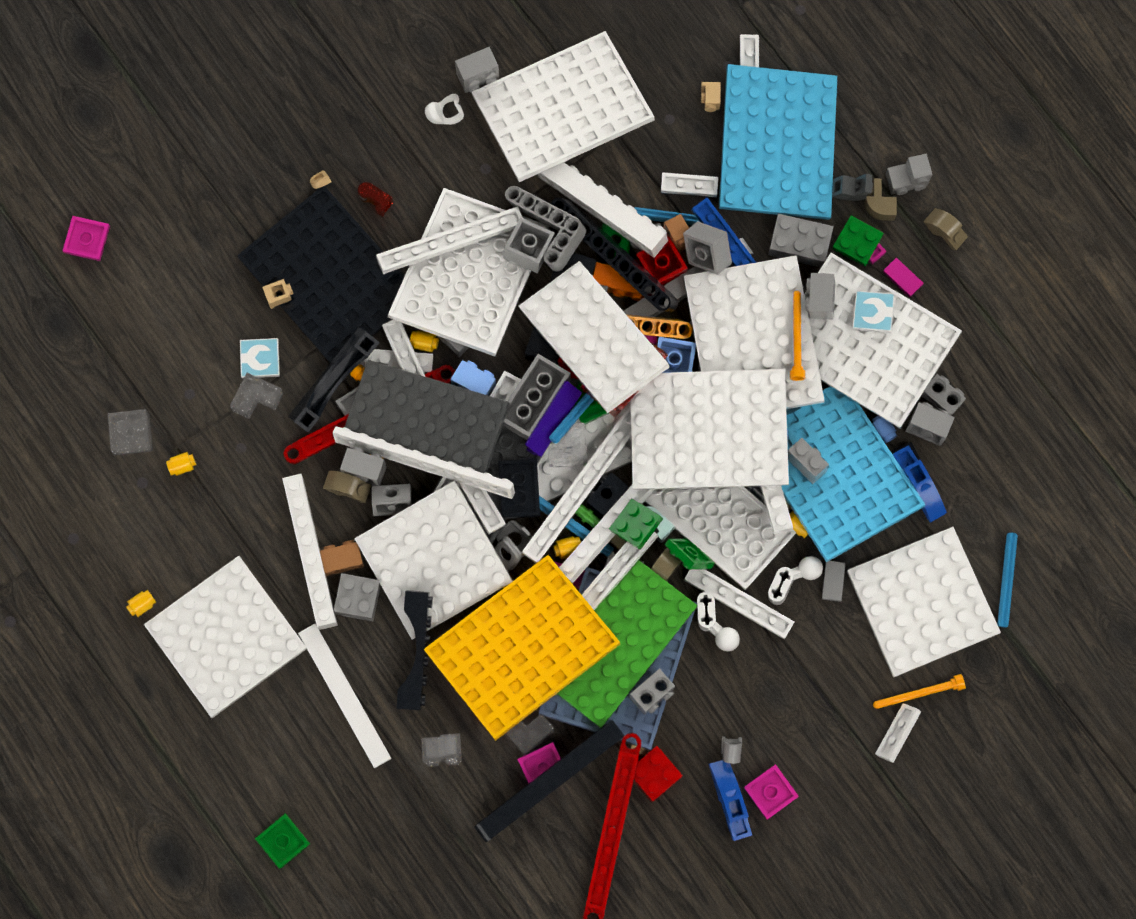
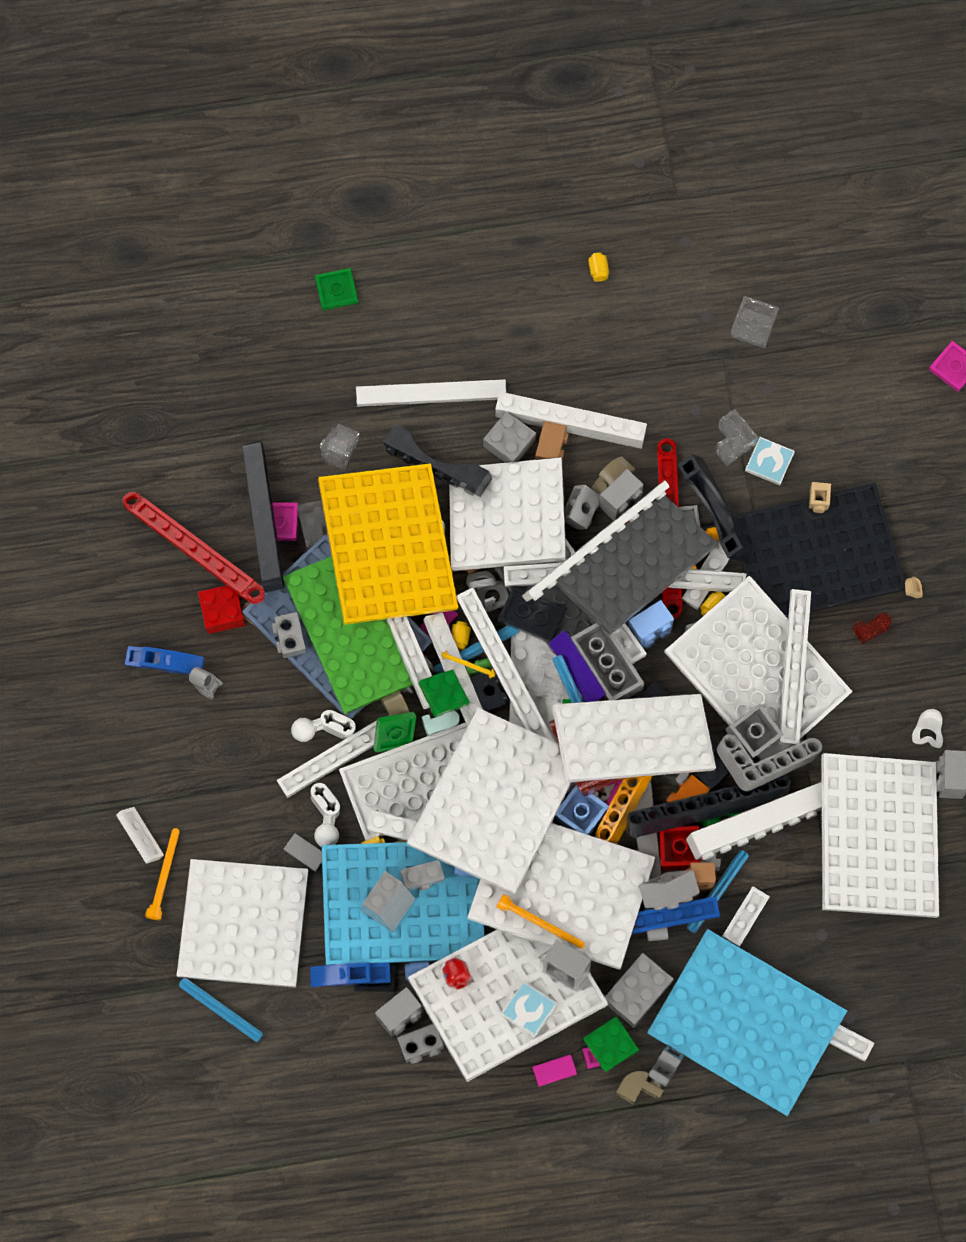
camera: 120 degrees right, 5 degrees down
(181, 464) = (705, 352): yellow brick -> none
(225, 636) = (534, 322): white plate -> none
(598, 542) = (491, 673): none -> yellow axle
(710, 96) = (823, 982): tan brick -> none
(771, 792) = (151, 699): dark pink plate -> none
(847, 479) = (388, 901): none -> light grey slope
(877, 385) = (456, 973): none -> red head
(909, 176) = (650, 1128): light grey brick -> none
(947, 226) = (580, 1135): dark tan brick -> none

